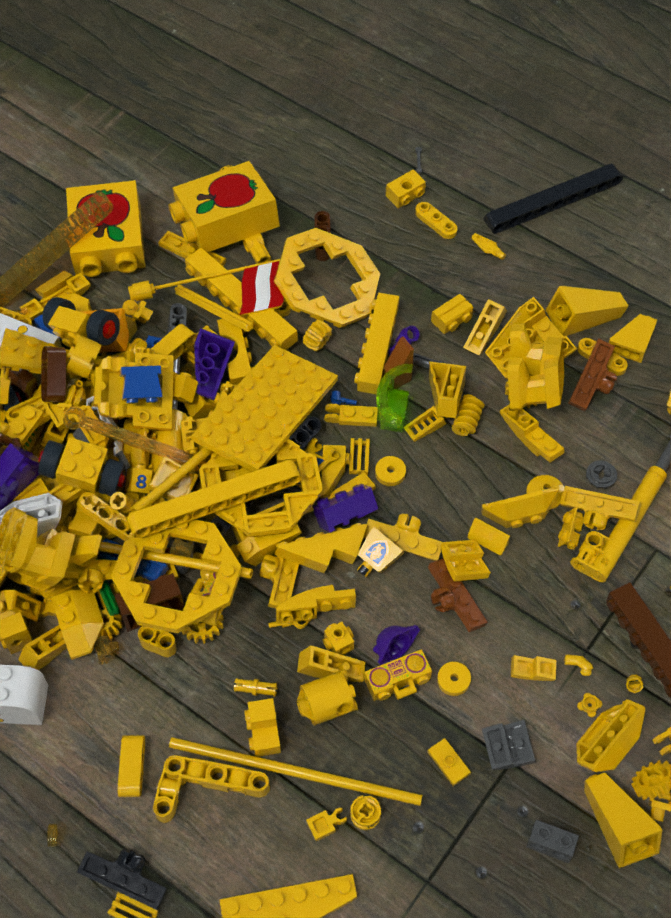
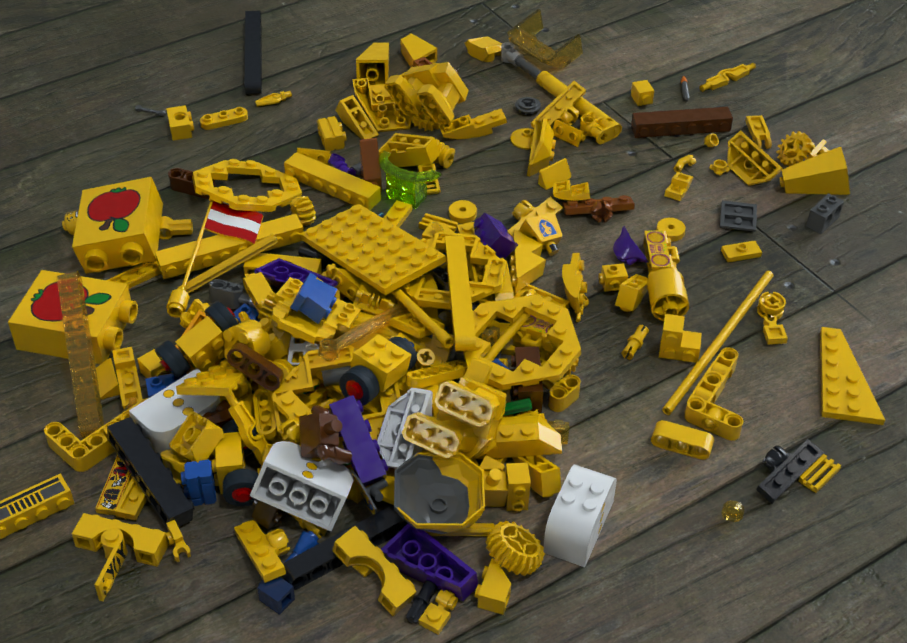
camera: 70 degrees left, 15 degrees down
(410, 312) = (319, 155): none -> yellow hinge

